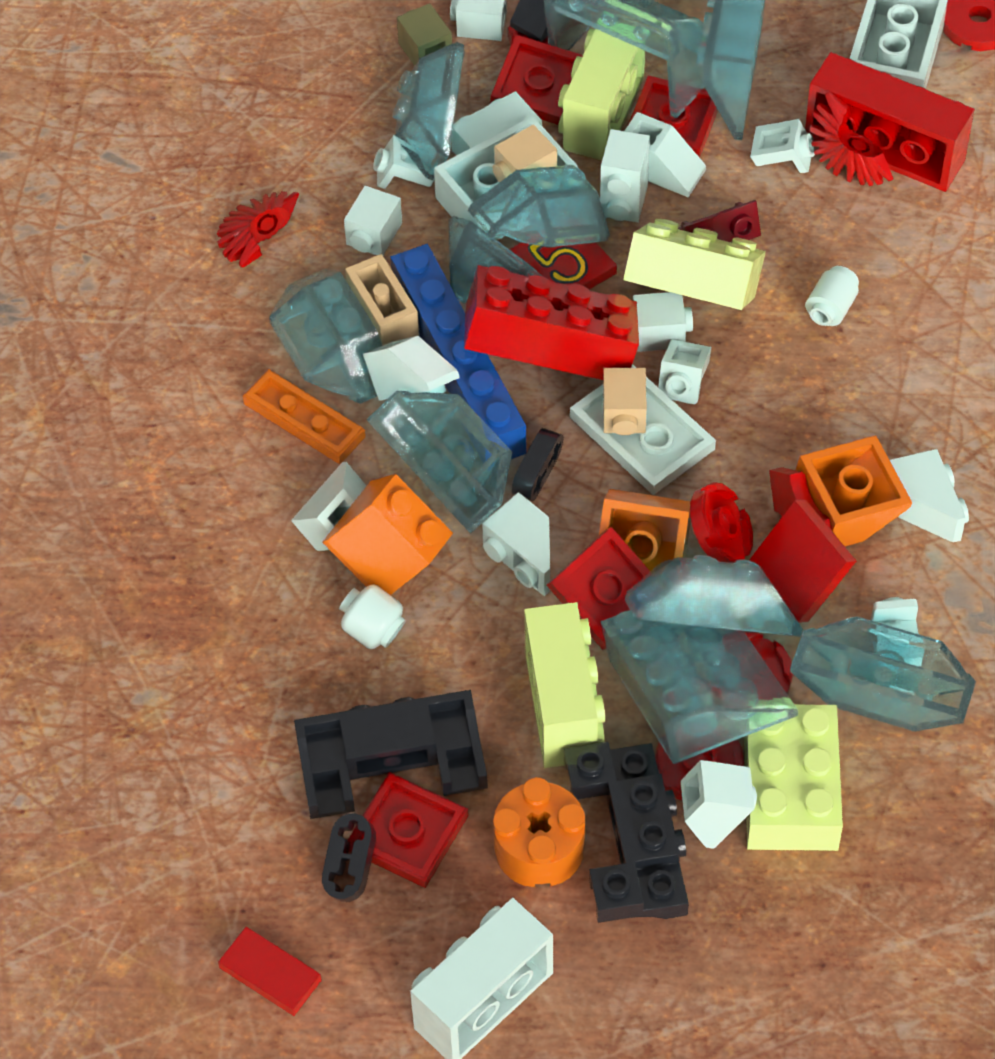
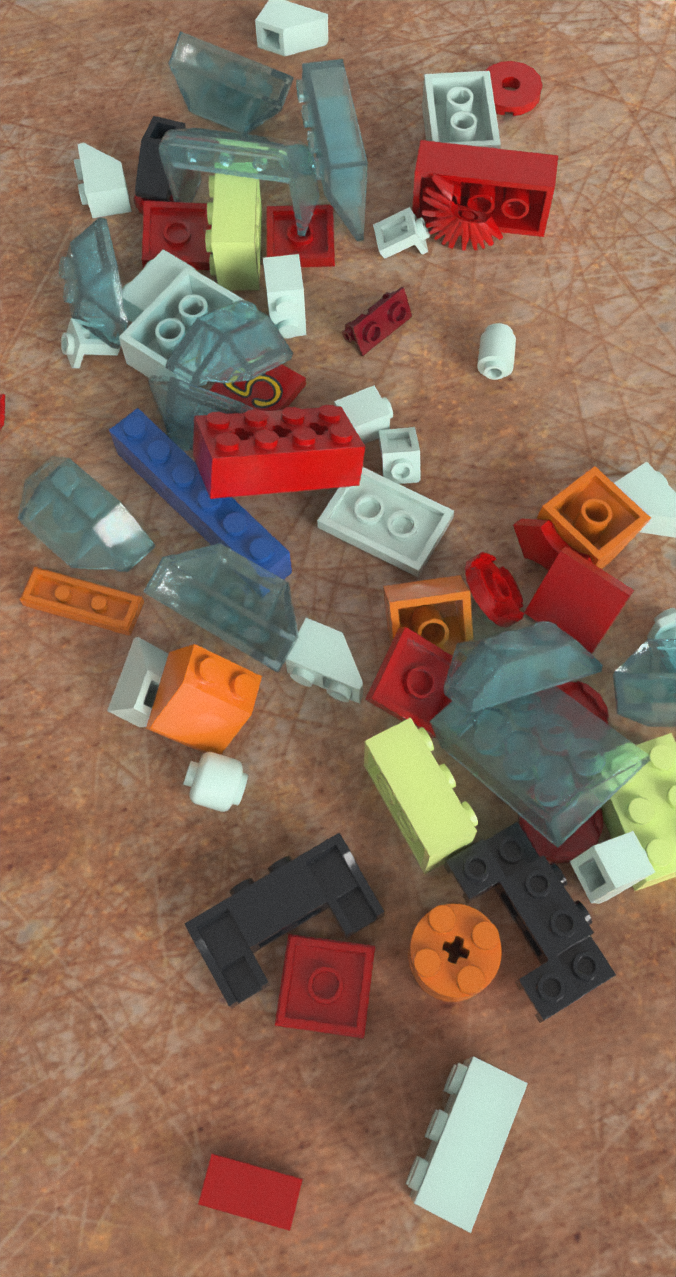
camera: 20 degrees left, 10 degrees up
(338, 855) = (274, 1044): black beam -> none
(373, 221) = (80, 400): light aqua brick -> none
(383, 299) = (118, 473): tan brick -> none
(408, 366) = (164, 530): light aqua slope -> none
(422, 32) = (62, 221): olive brick -> none
(523, 151) = (195, 299): tan brick -> none
(537, 464) = (308, 582): black beam -> none
(624, 400) = (366, 501): tan brick -> none
(670, 157) = (320, 273): light aqua slope -> none
(695, 264) = (378, 357): yellowish green brick -> none

